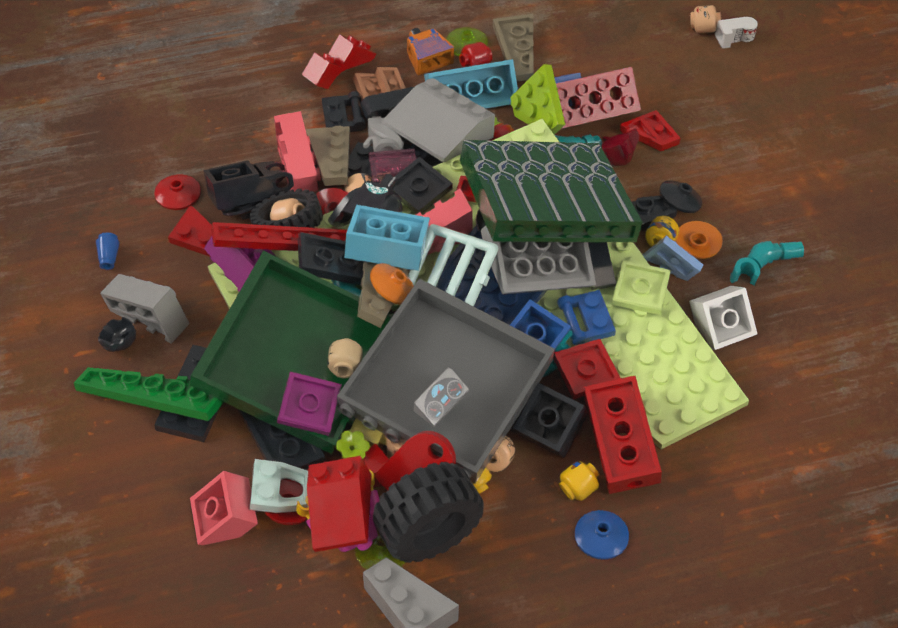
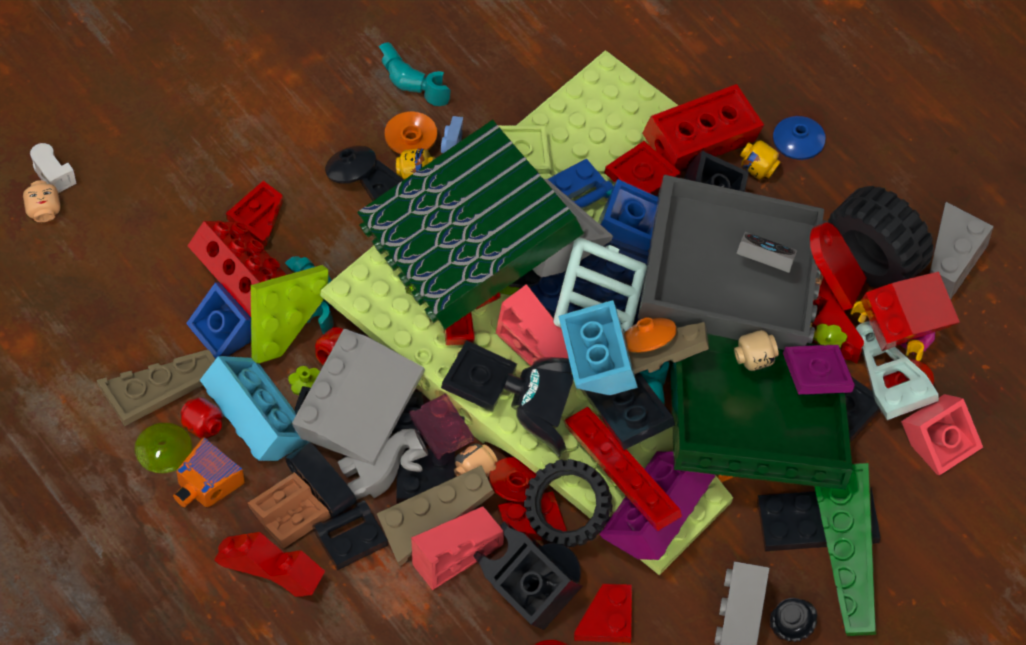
camera: 110 degrees left, 5 degrees up
(285, 208) = (562, 506): light nougat head -> none
(620, 147) = (307, 231): dark red piece -> none
(724, 316) = (504, 93): white slope -> none

